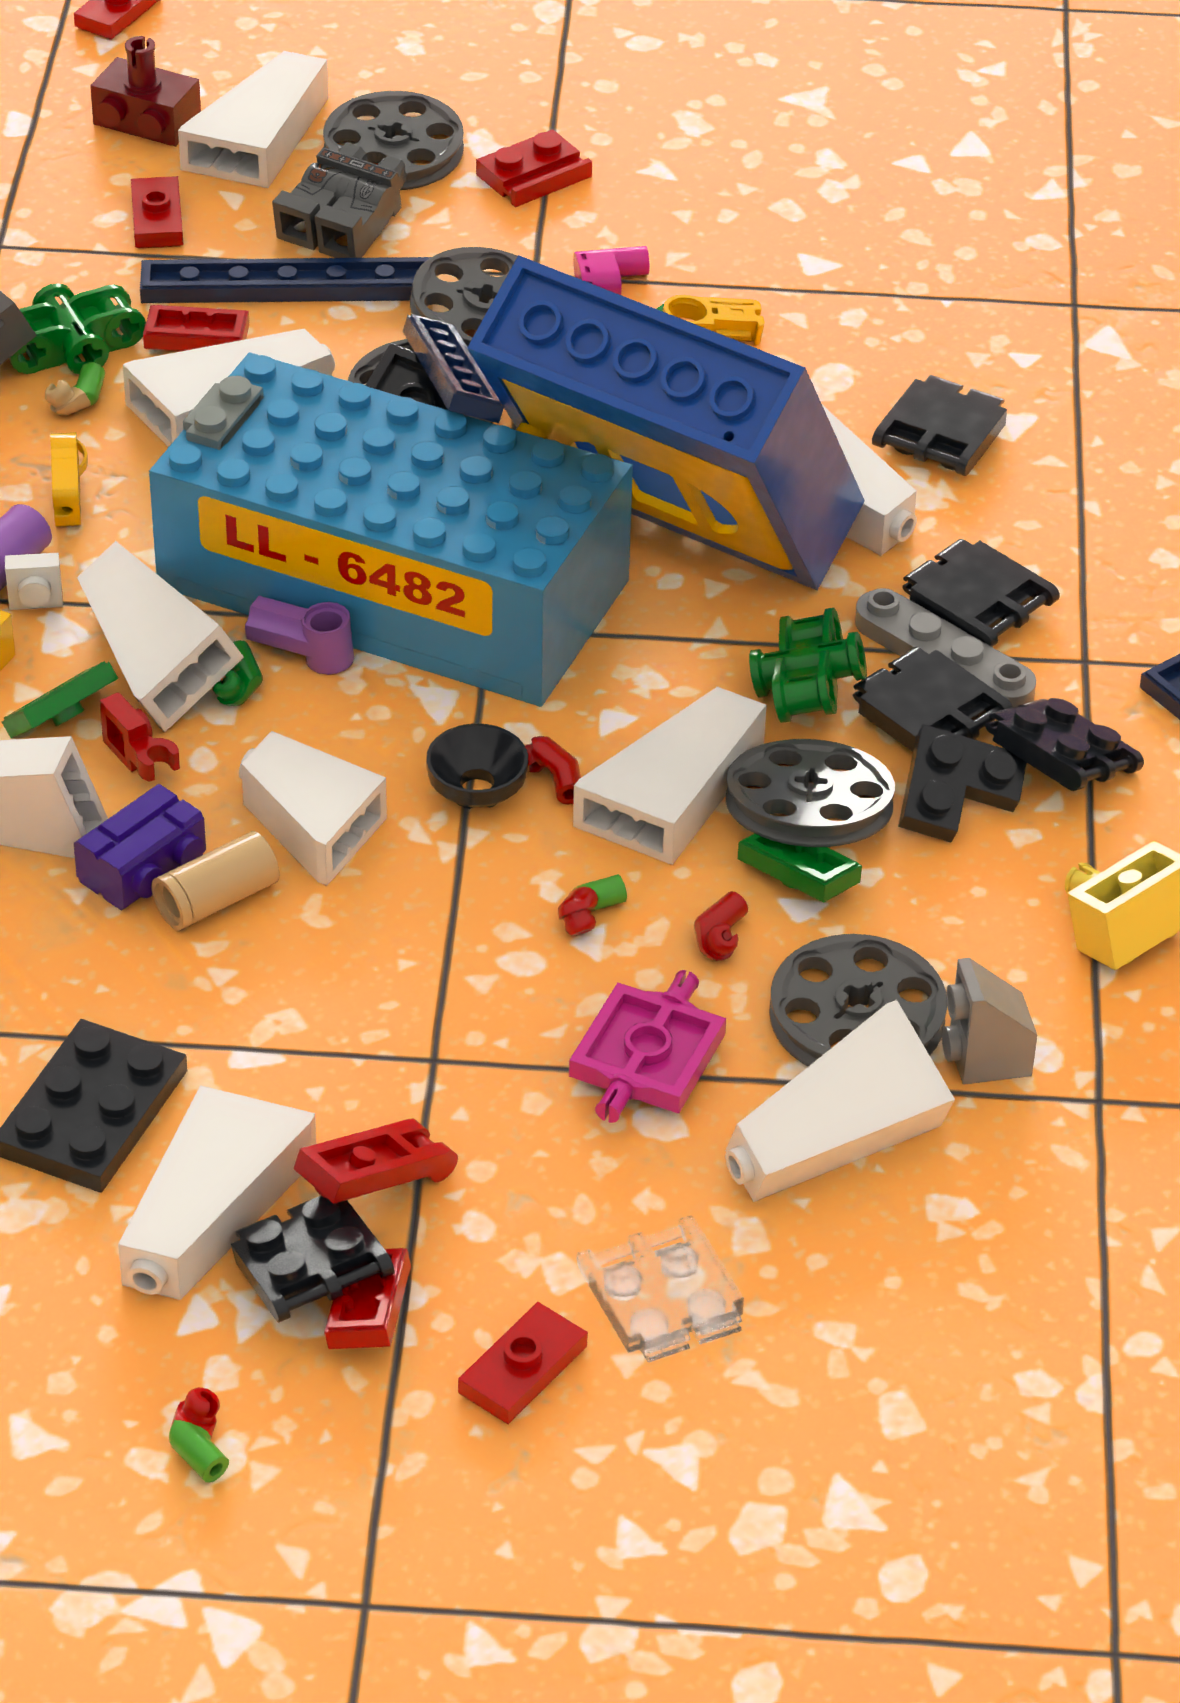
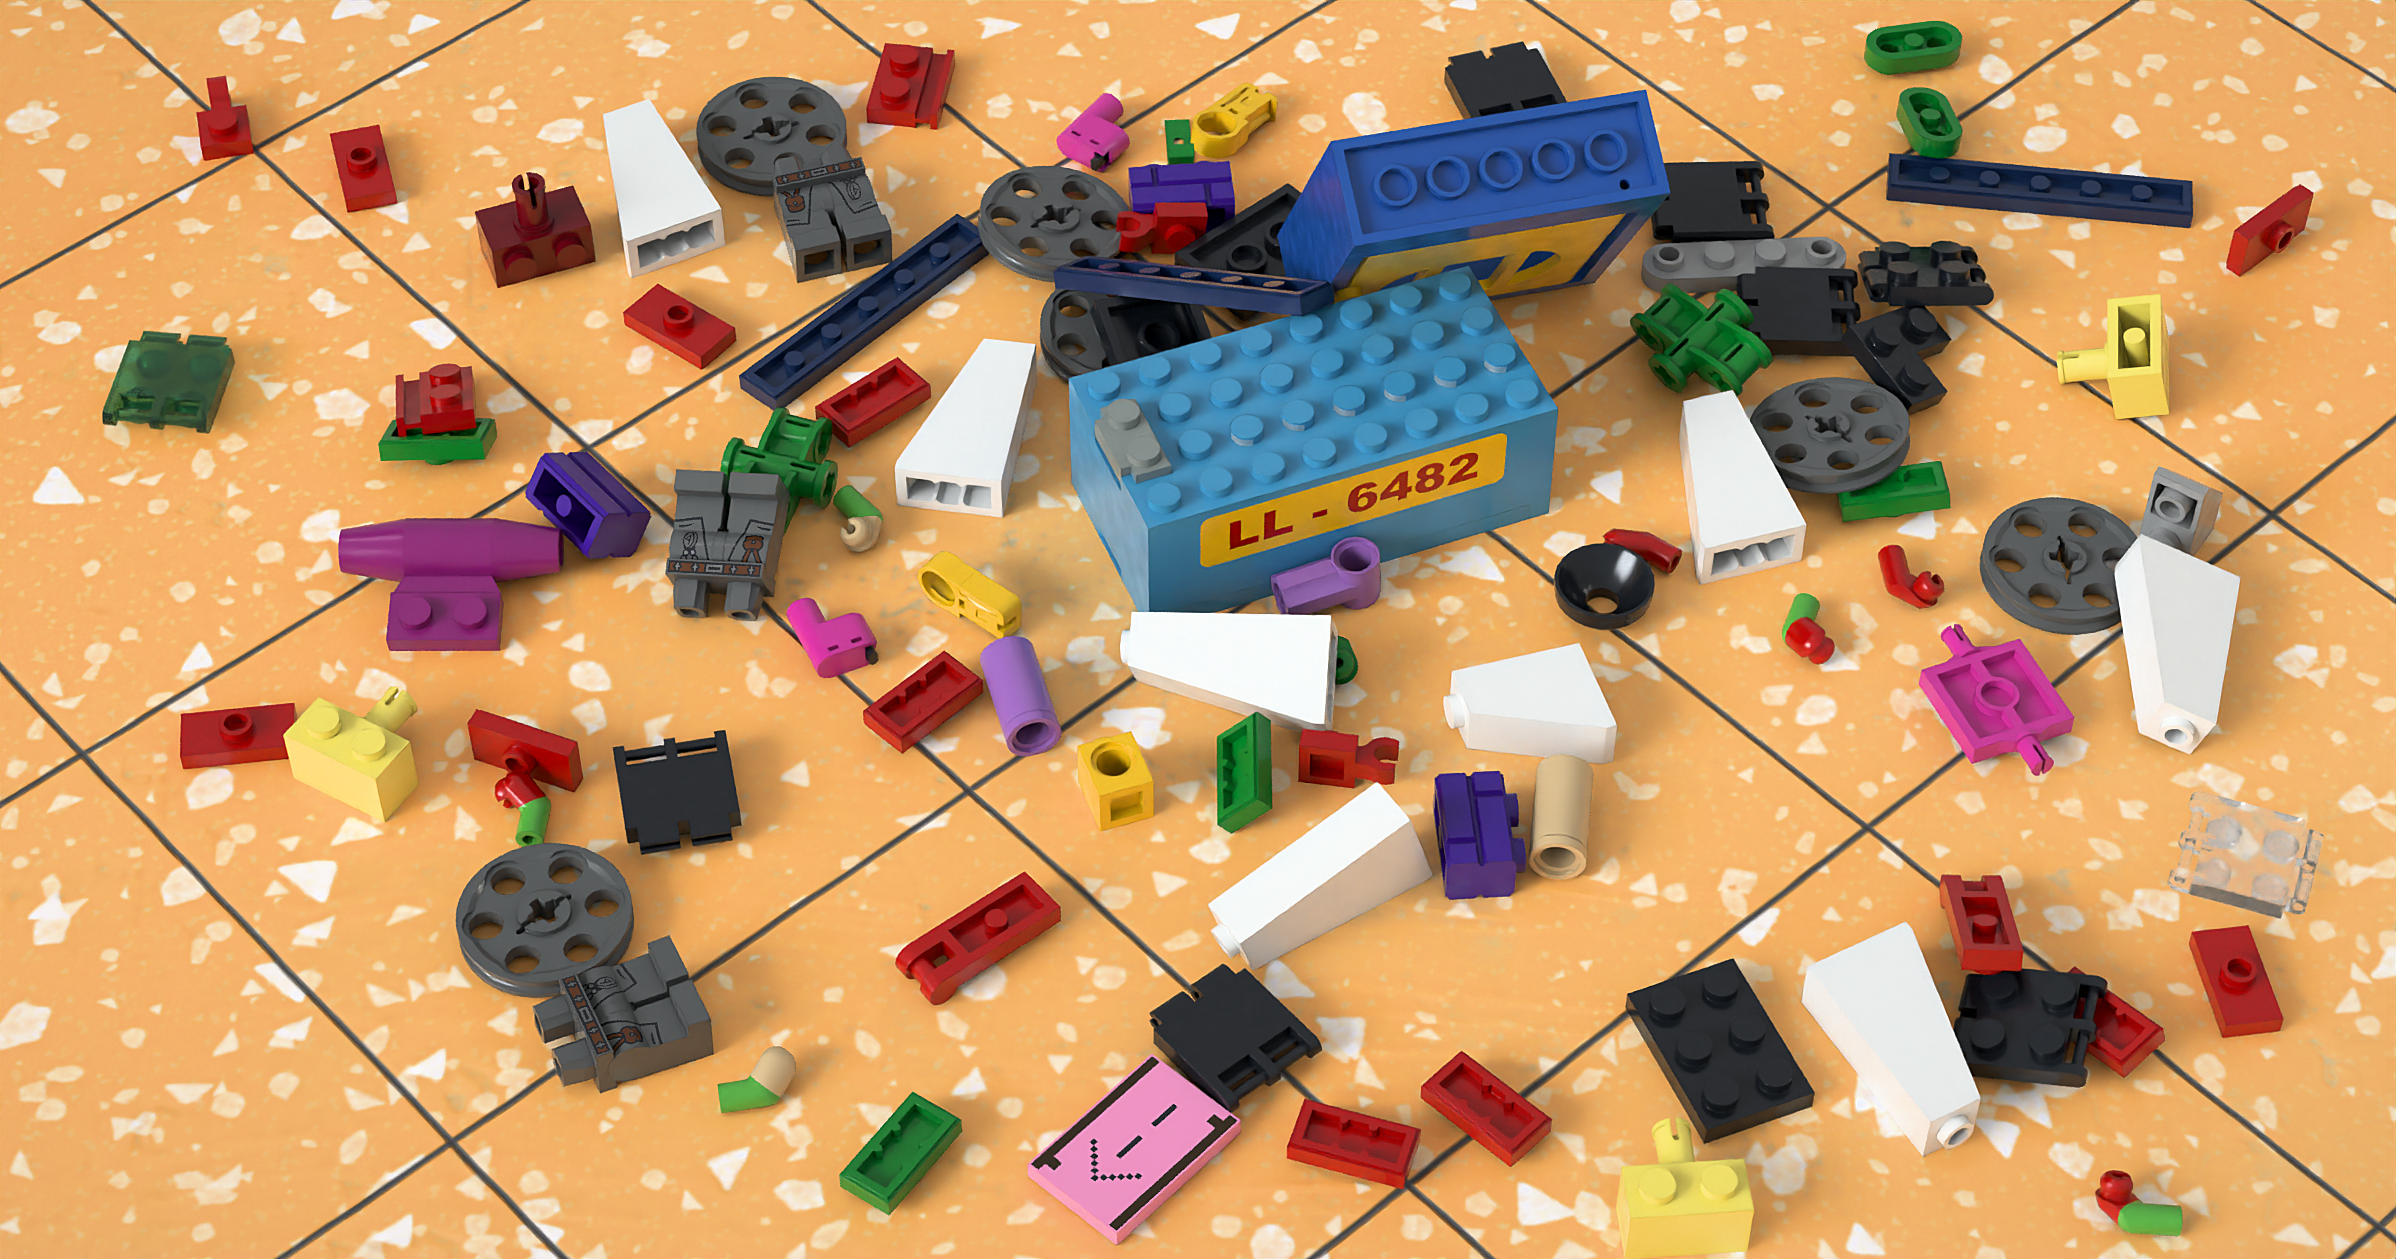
camera: 45 degrees left, 5 degrees up
(33, 581) = (1081, 695): white plate -> none

